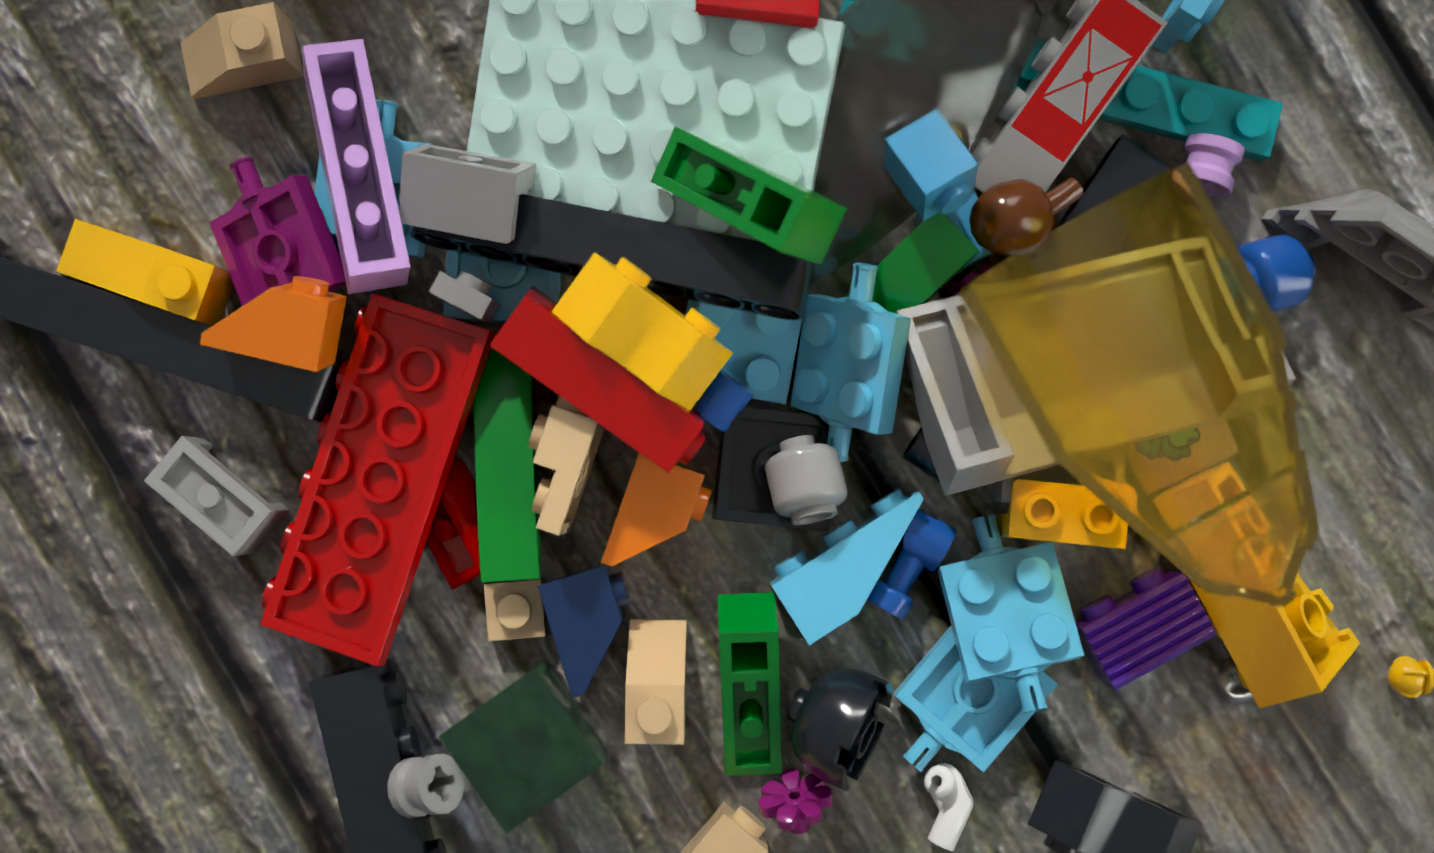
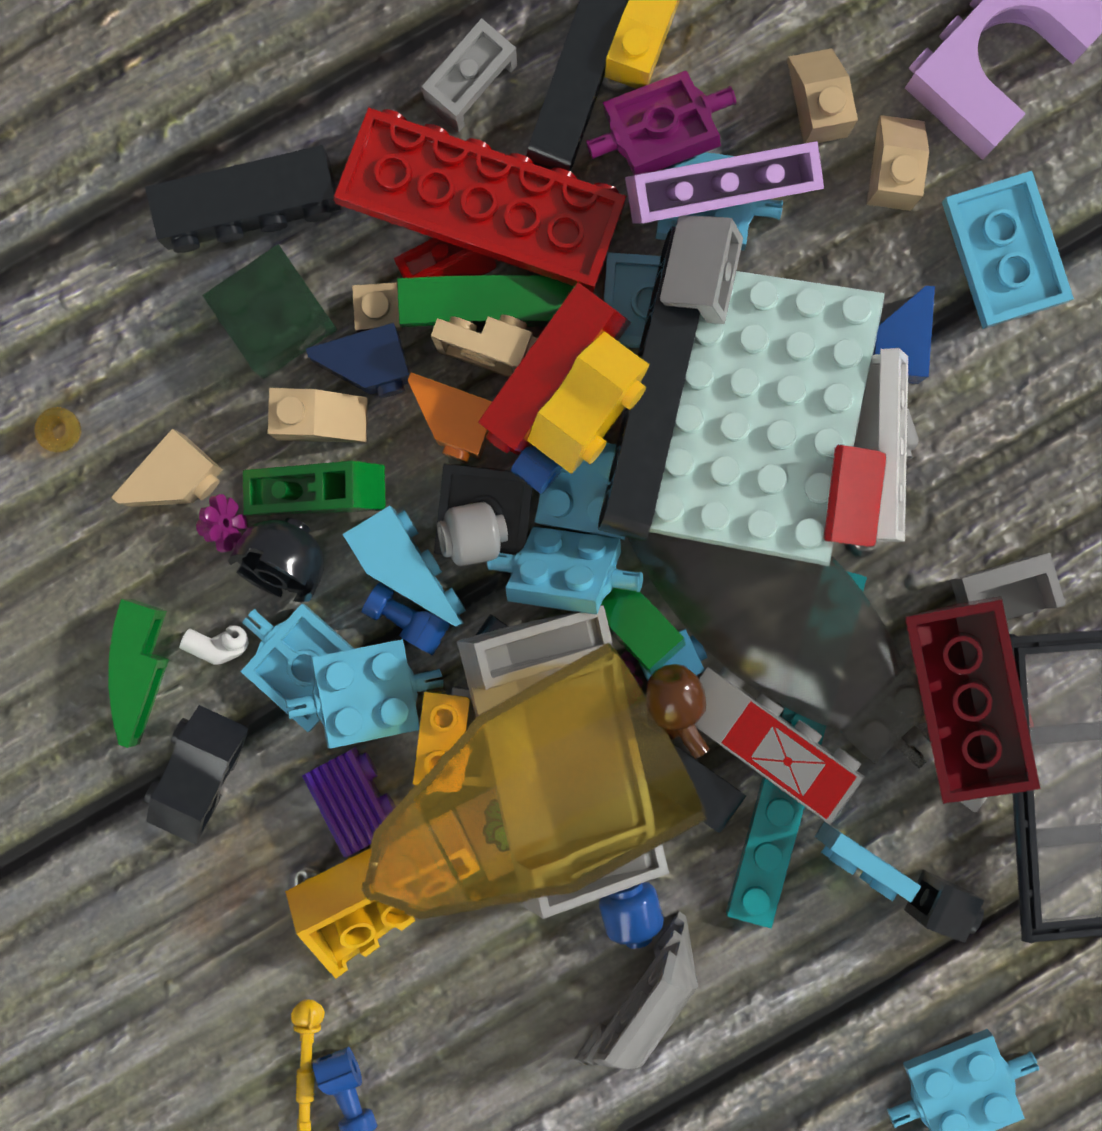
camera: 90 degrees right, 0 degrees up
(285, 325) = (598, 128): orange slope -> none
(410, 784) = (248, 224): light grey wheel -> none
(466, 294) = (622, 269): light grey plate -> none
(749, 196) = (691, 486): green slope -> none
(931, 166) = (714, 631): dark azure brick -> none
(1213, 161) = (721, 866): lavender wheel -> none

